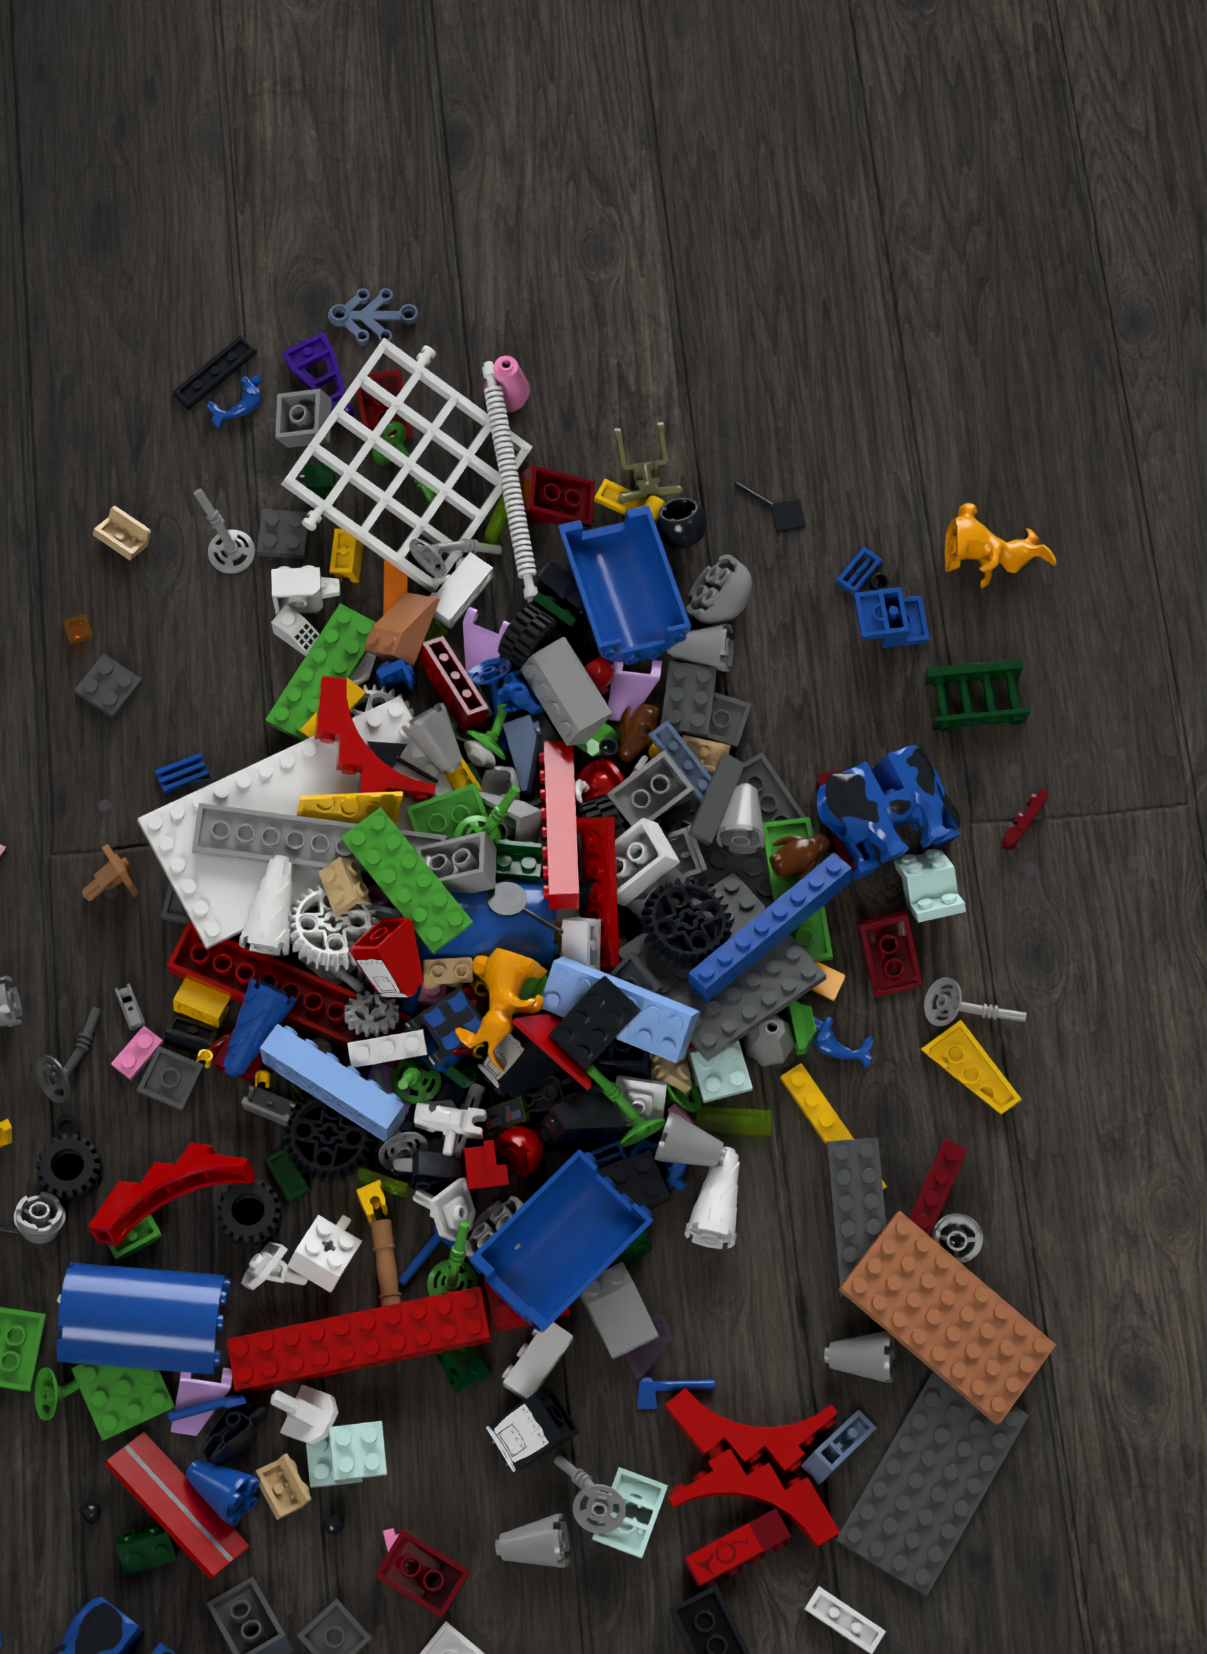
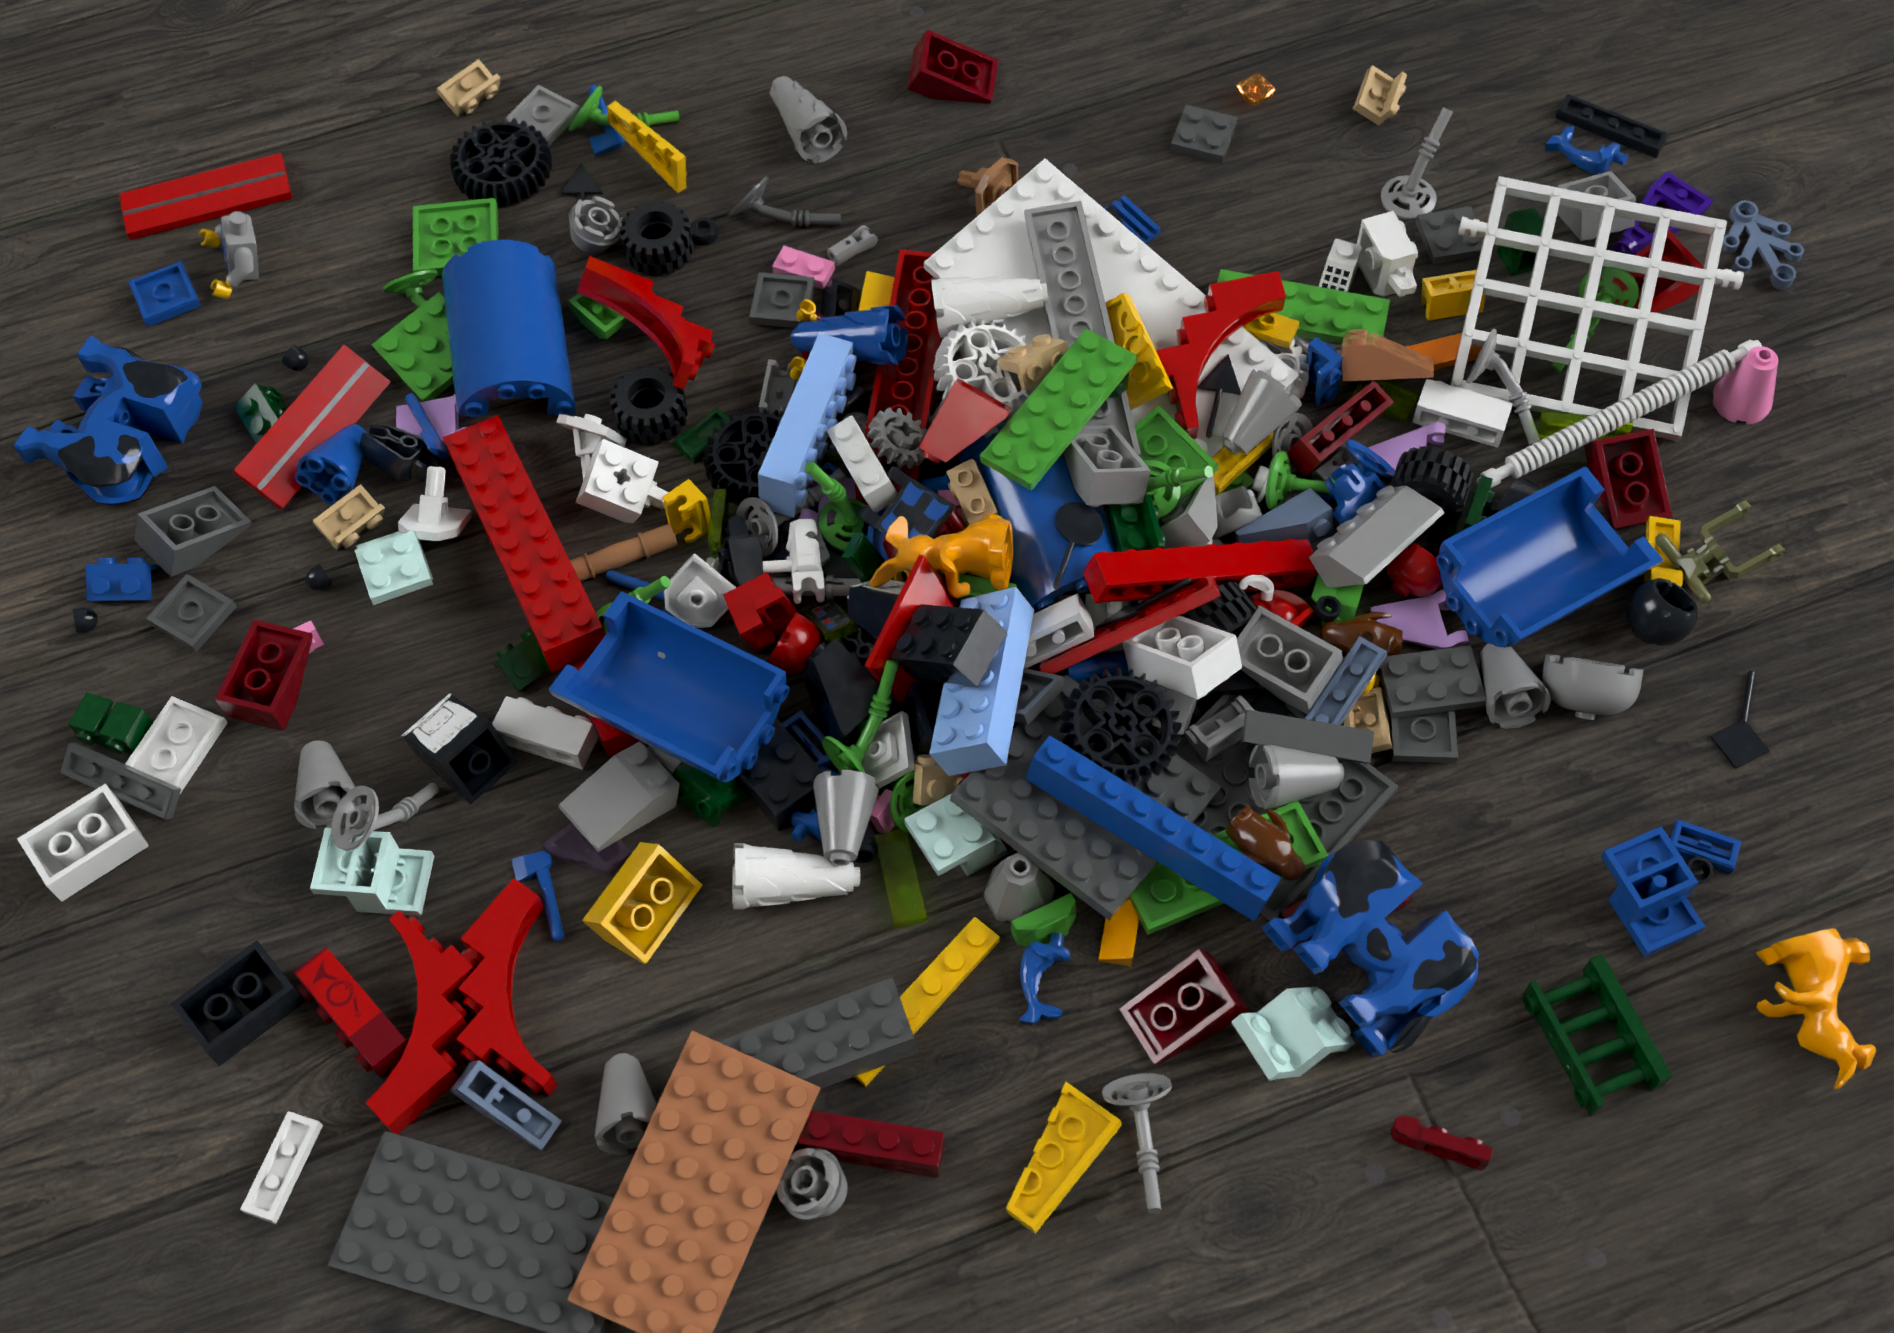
camera: 80 degrees right, 10 degrees down
(704, 1314) = (643, 902): none -> yellow slope

